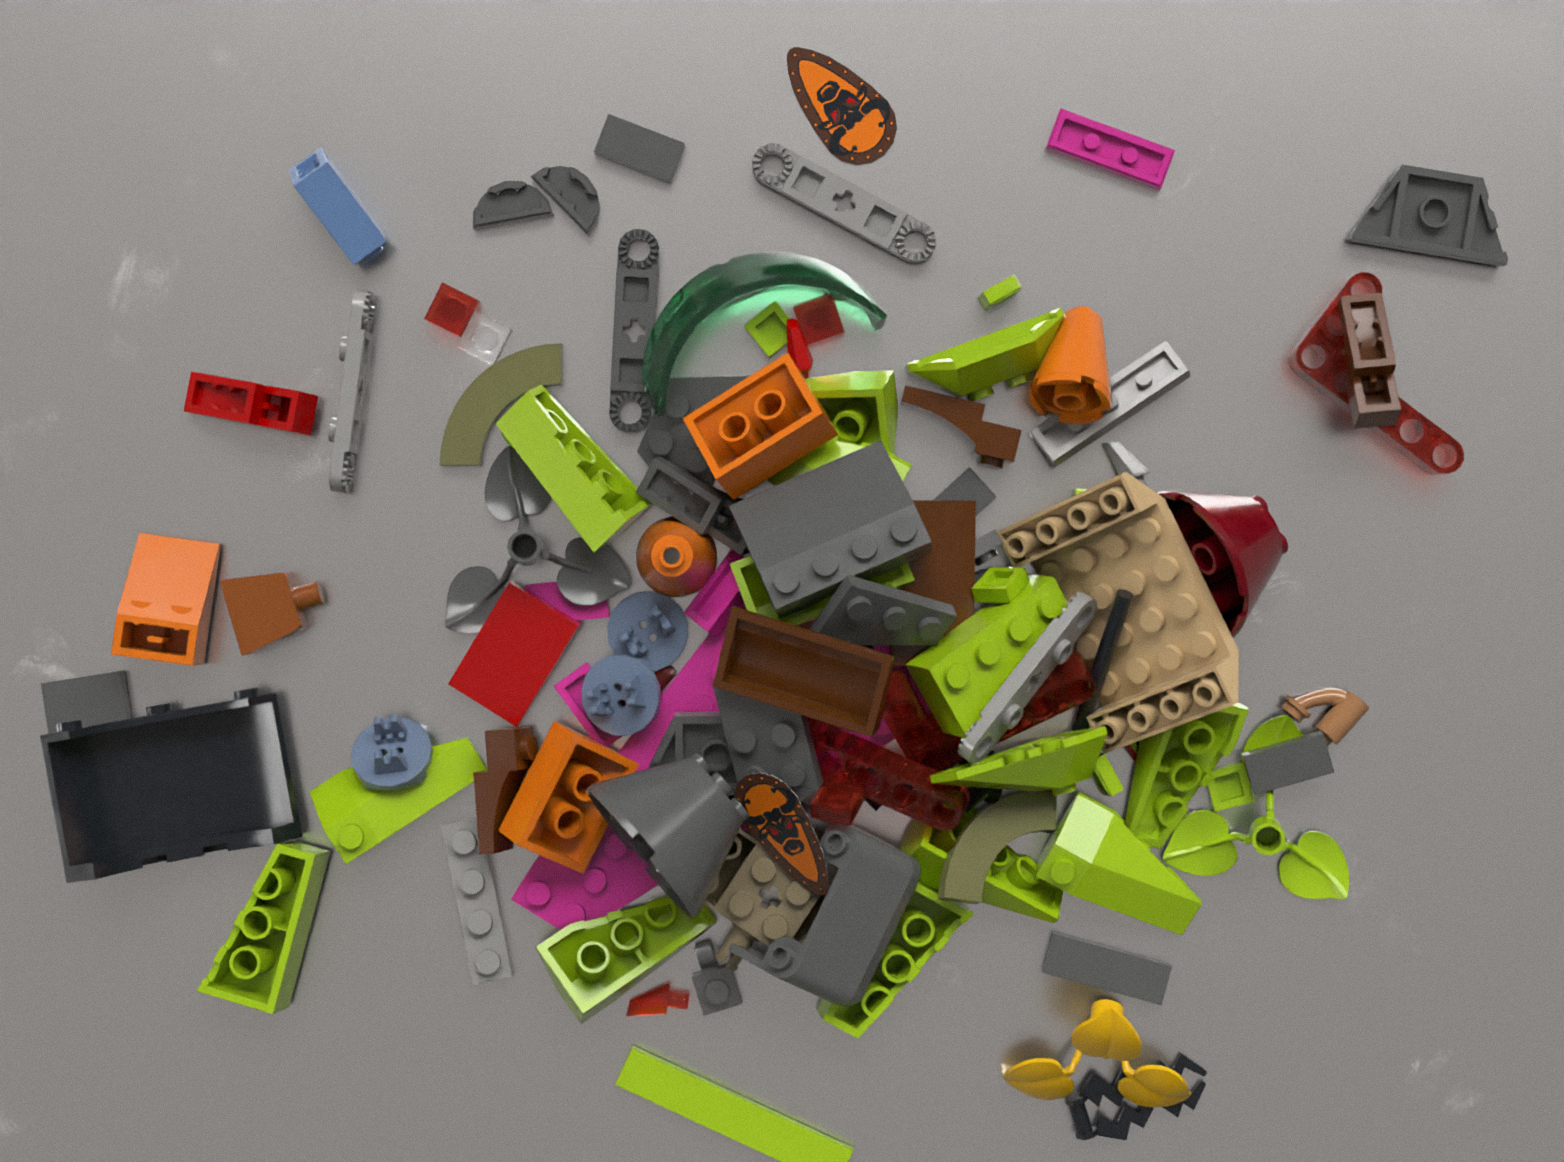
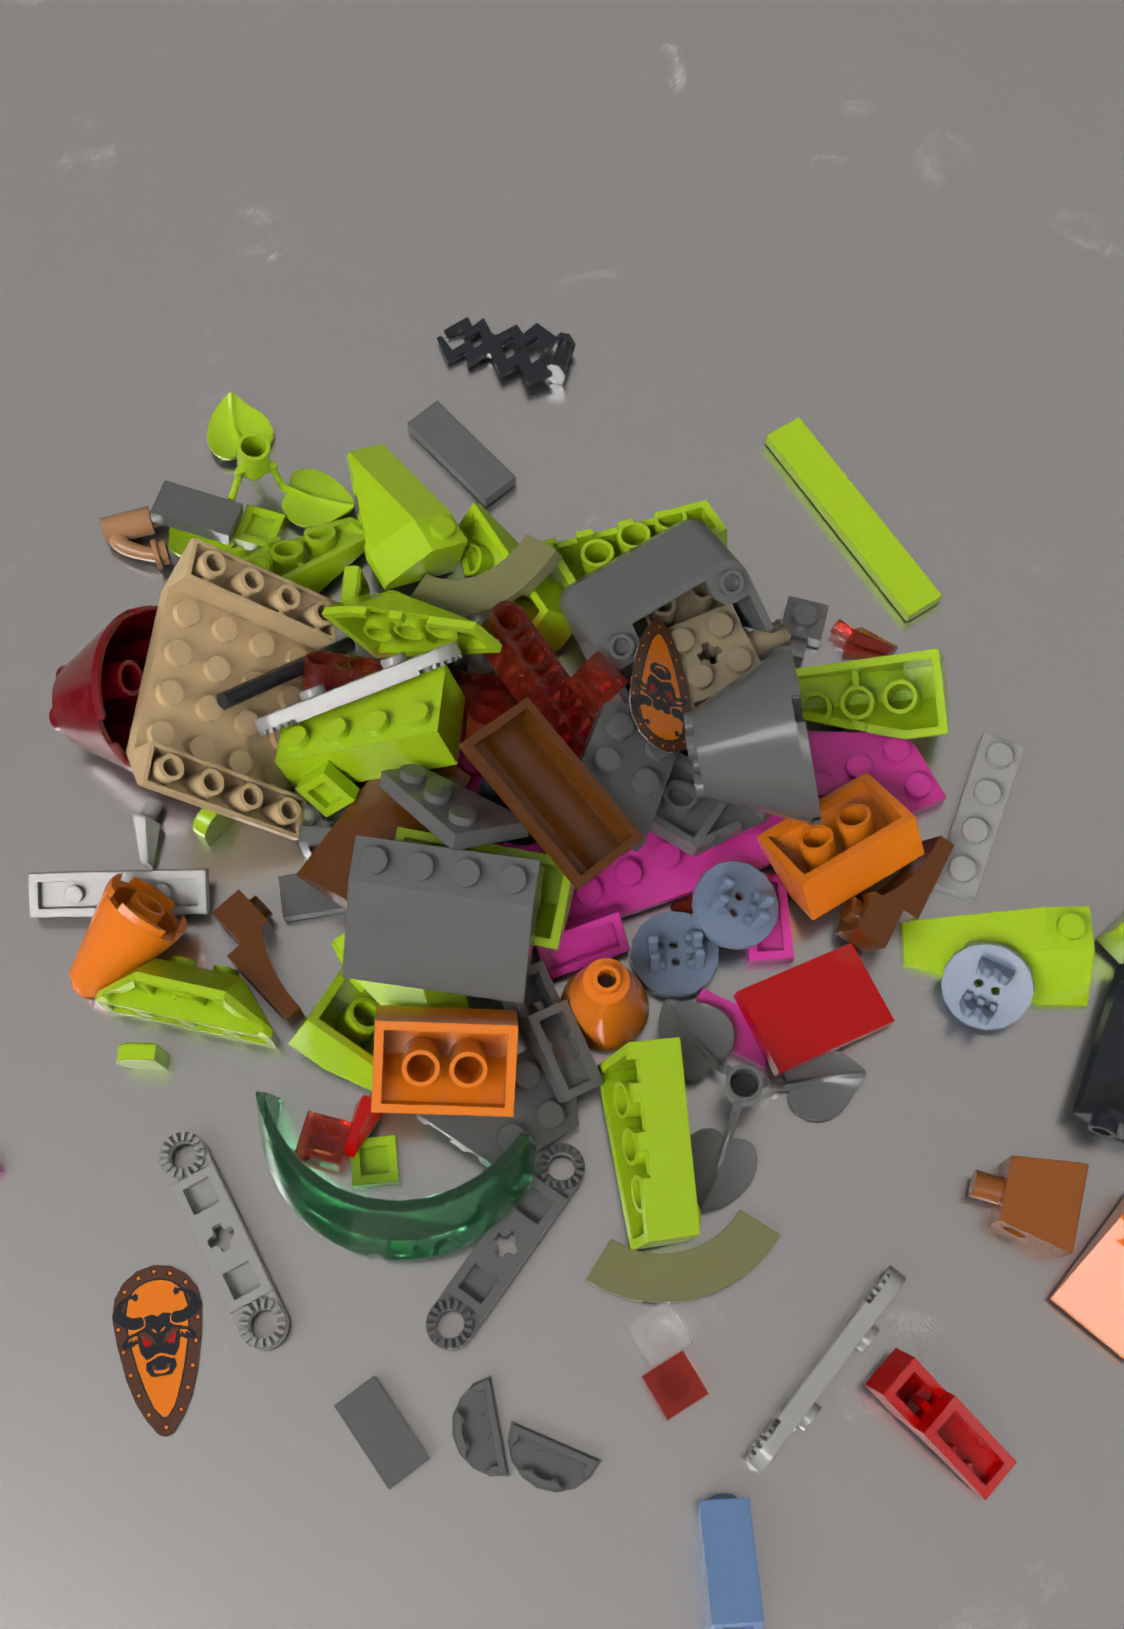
camera: 150 degrees left, 20 degrees down
(1108, 1036) = (495, 356): yellow plant -> none

